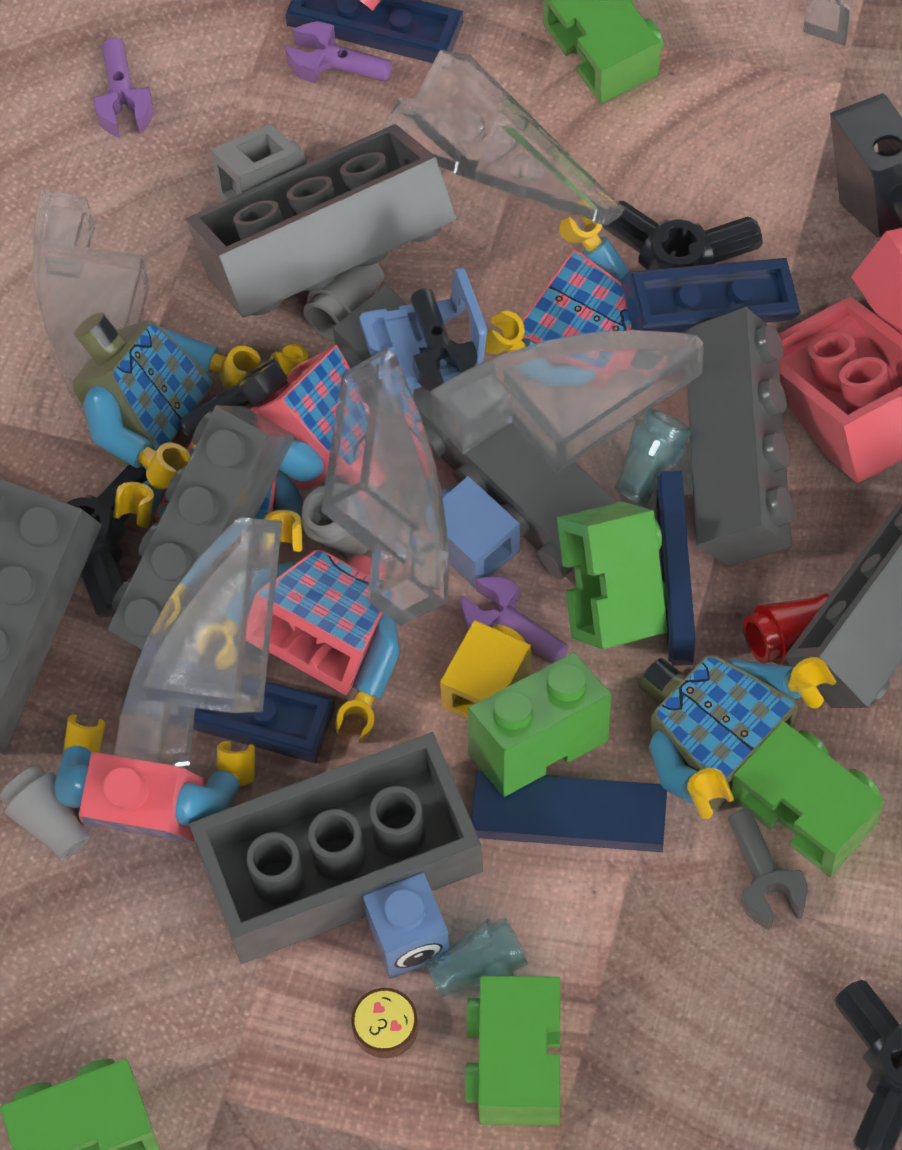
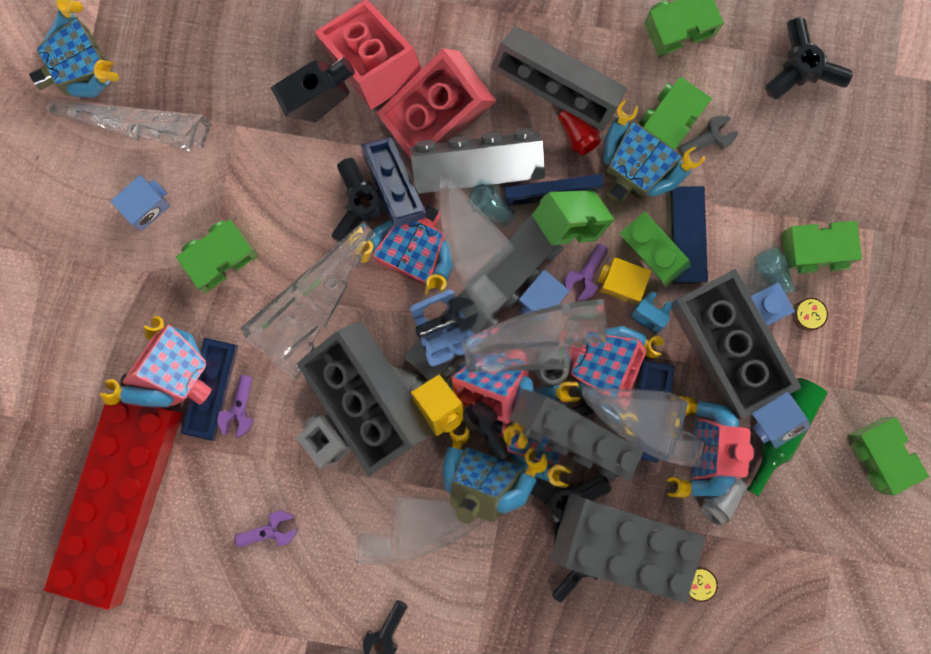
camera: 100 degrees left, 20 degrees up
(161, 943) = (809, 399): none -> green piece
(176, 897) = (780, 421): none -> medium blue brick
(290, 322) = (438, 405): none -> yellow brick
(418, 709) = (650, 316): none -> dark azure tile

